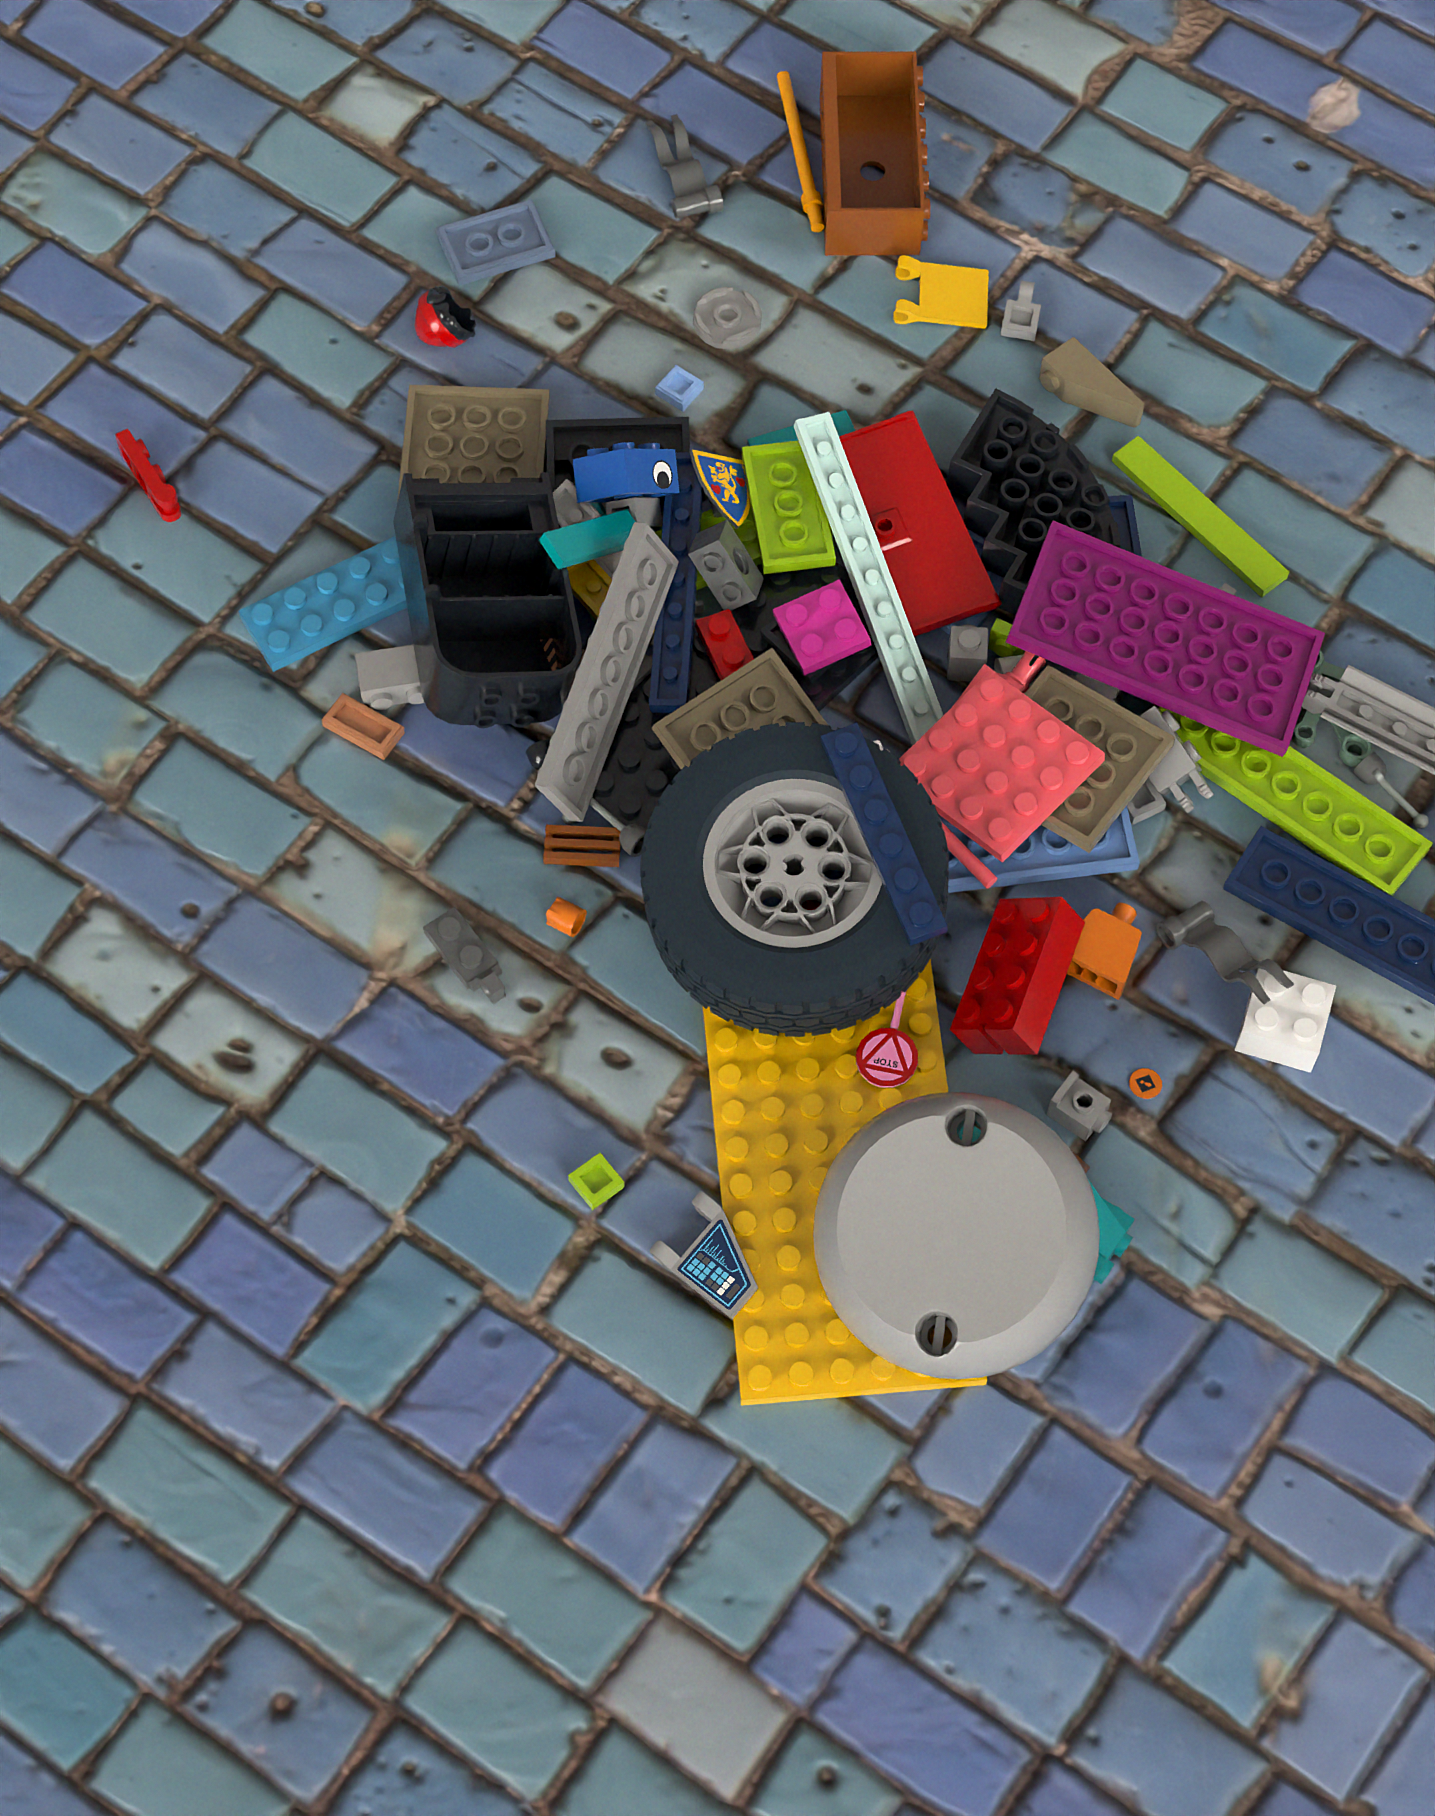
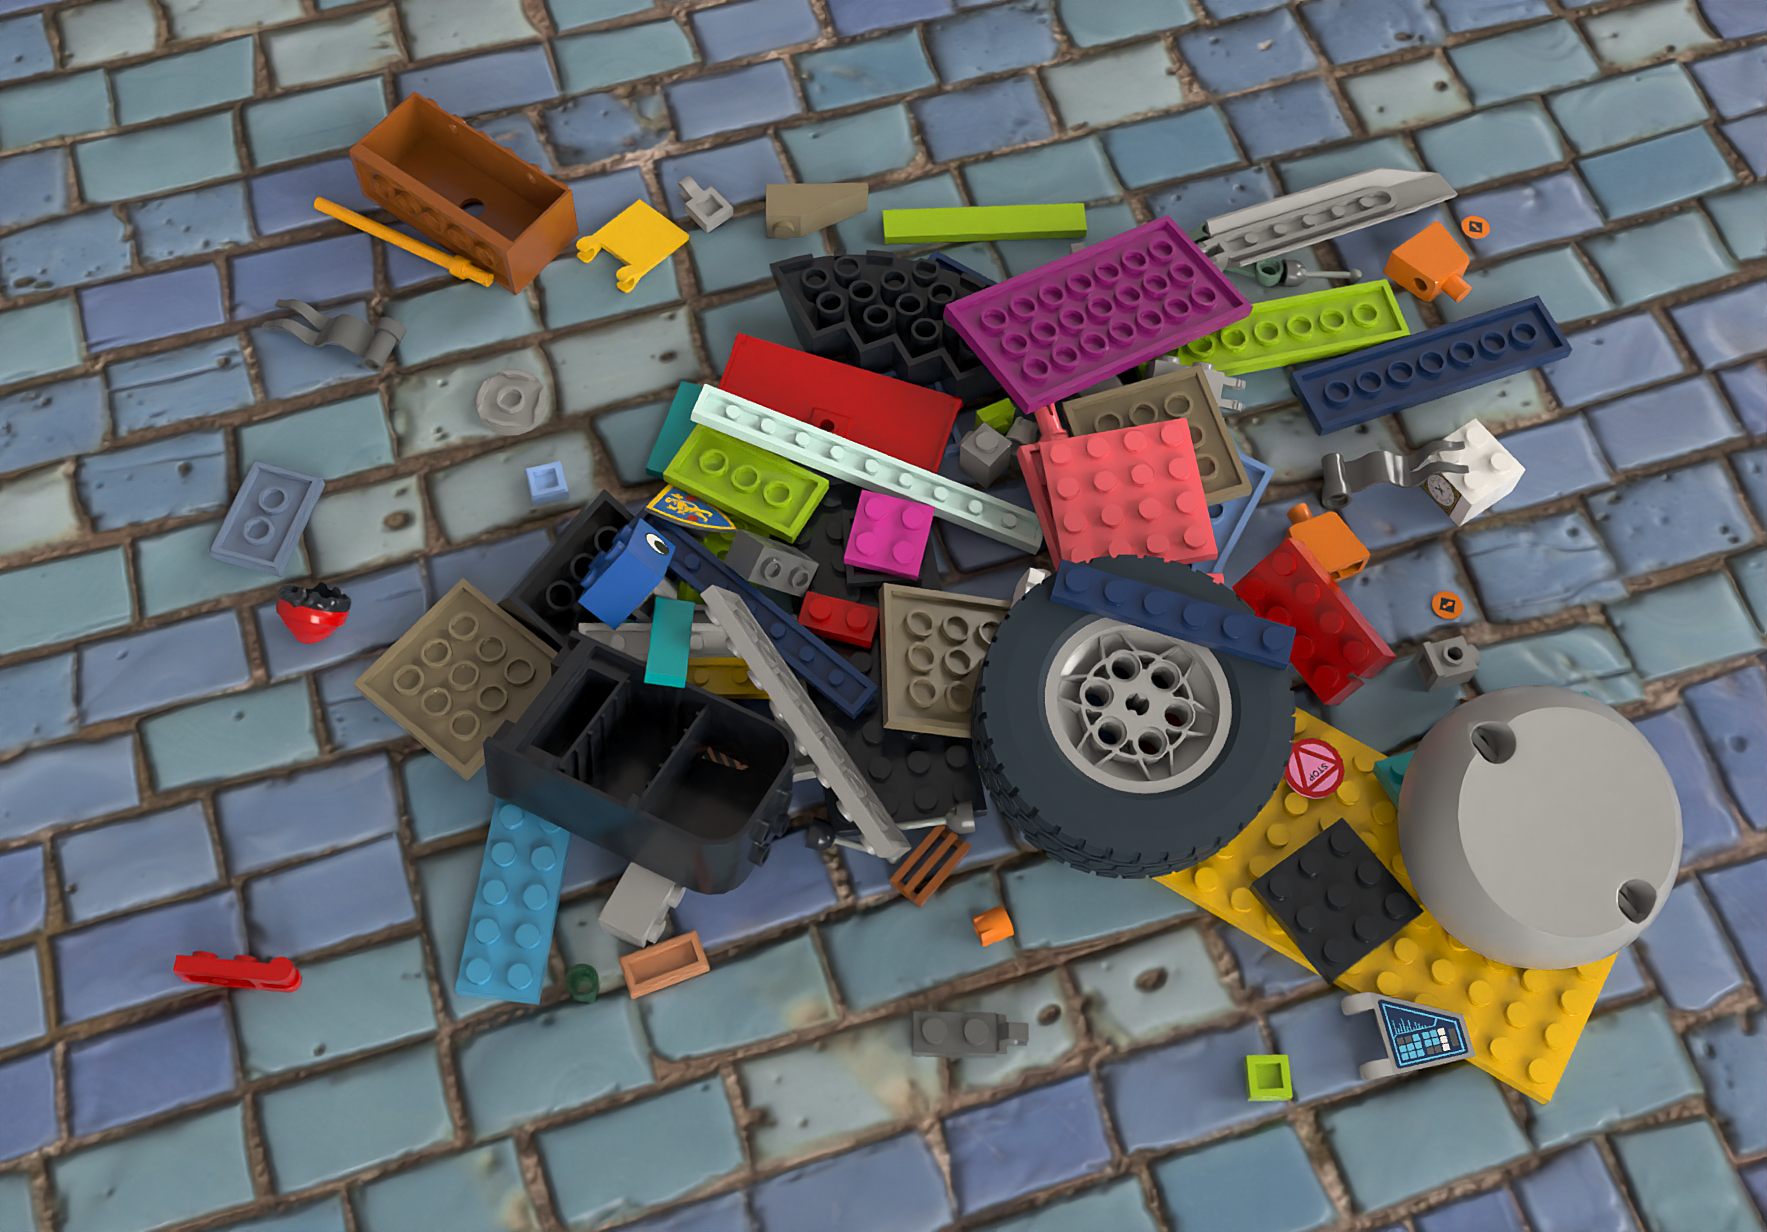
camera: 55 degrees left, 0 degrees up
(305, 676) = (578, 974): none -> clear green hose
(780, 1137) = (1335, 900): none -> black plate

